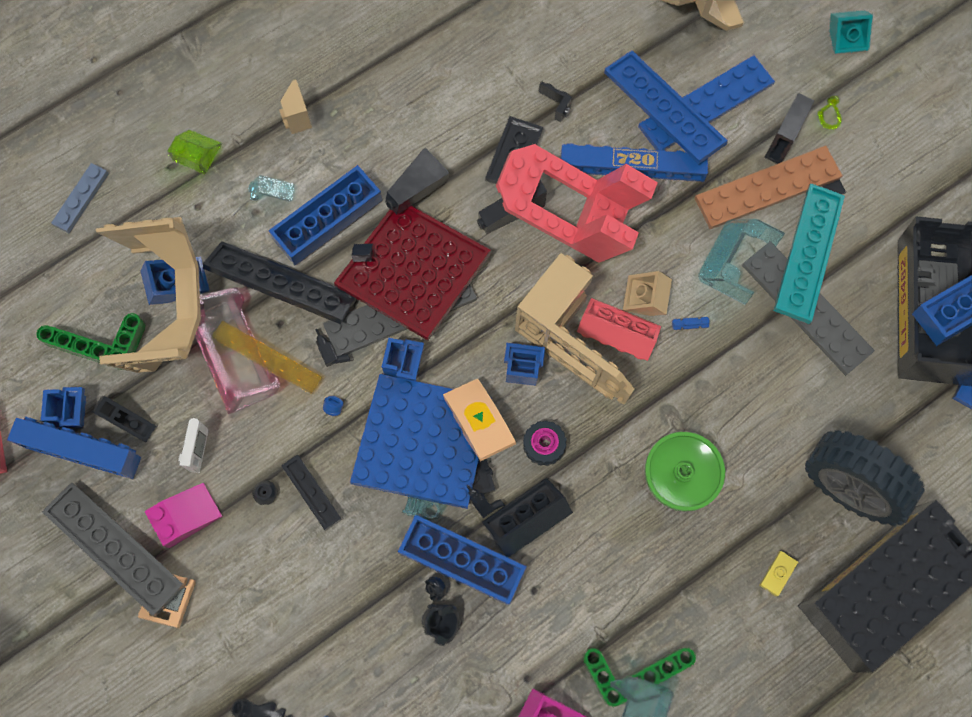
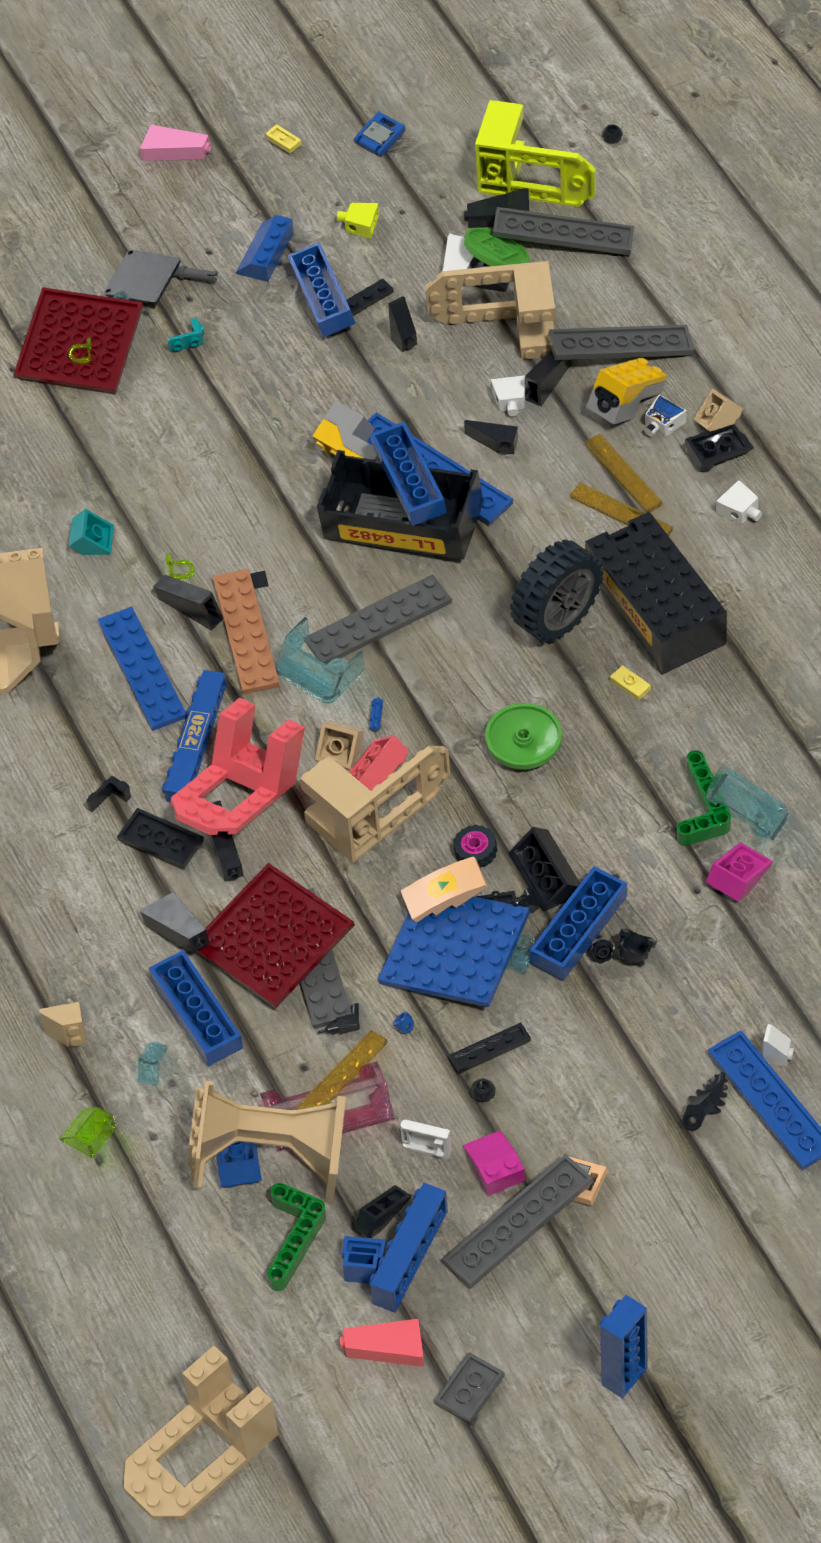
camera: 75 degrees left, 20 degrees down
(80, 198) = (118, 1248): sand blue plate -> none
(279, 282) = (268, 1047): black plate -> none
(362, 252) = (246, 974): black slope -> none
(402, 358) = (368, 954): blue plate -> none
(523, 363) = (393, 852): blue plate -> none
(665, 107) = (141, 698): blue plate -> none
(809, 254) = (325, 605): teal plate -> none

